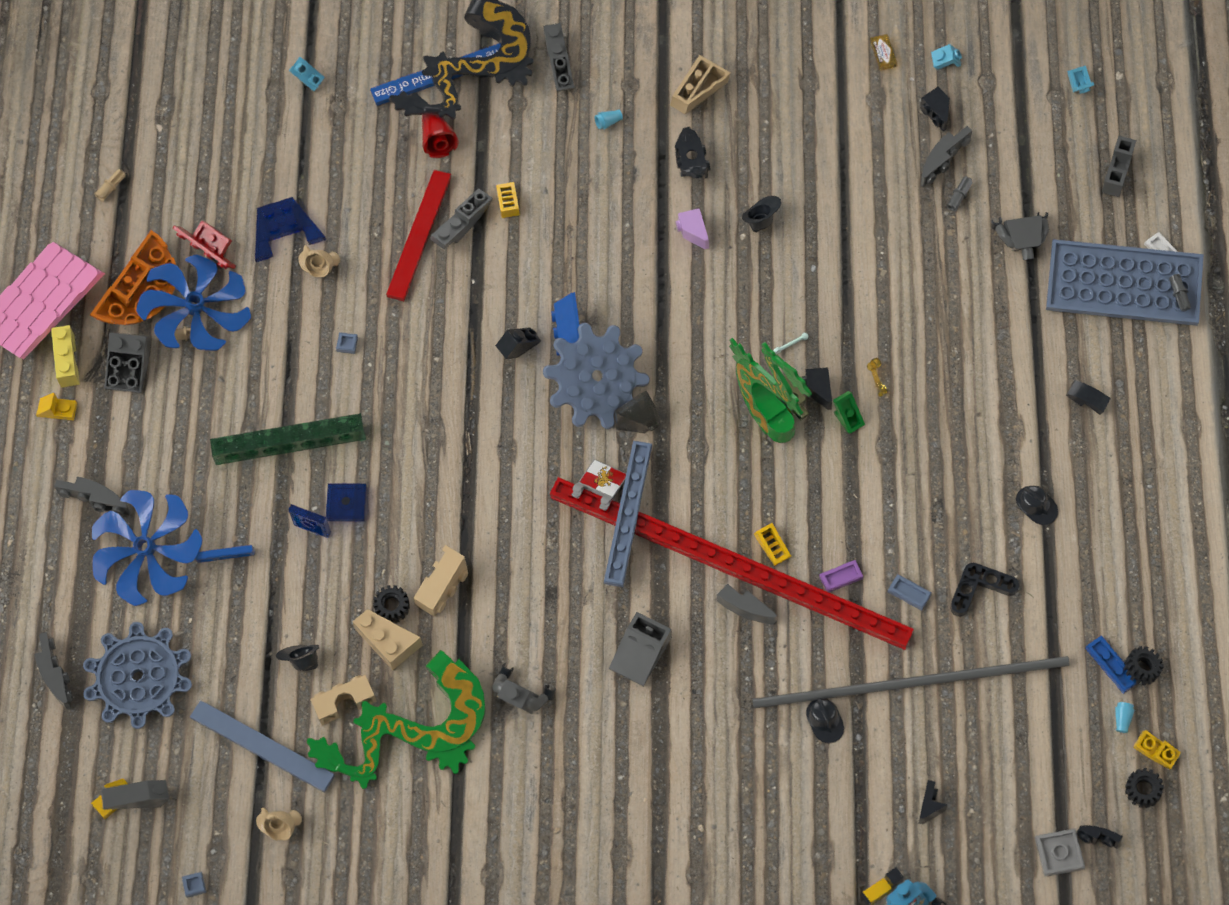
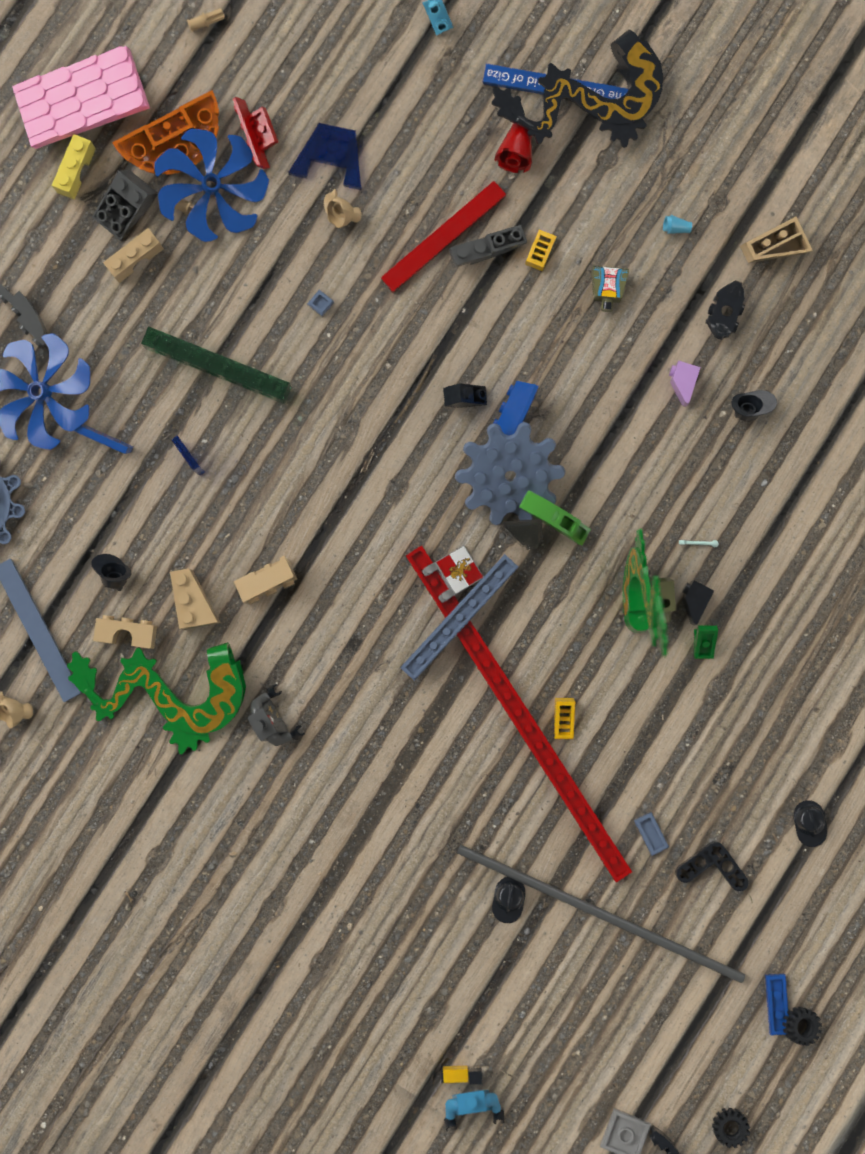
camera: 30 degrees right, 20 degrees up
(56, 408) = (41, 211): yellow slope -> none
(155, 404) = (124, 260): none -> tan arch
(346, 501) = (232, 453): clear blue tile -> none
(386, 594) = (207, 563): black tyre -> none
(558, 57) = (670, 136): dark grey slope -> none
(581, 192) = (608, 285): none -> torso
(640, 649) = (394, 745): dark grey slope -> none
(657, 386) = (555, 517): none -> bright green slope
(746, 605) = (507, 761): dark grey slope -> none
(841, 576) = (603, 783): medium lavender tile -> none
(872, 366) = (758, 609): clear yellow piece -> none
(931, 808) = (542, 1032): black slope -> none
(1124, 714) = (755, 1057): medium azure cone -> none
(1158, 751) = (764, 1101): yellow slope -> none

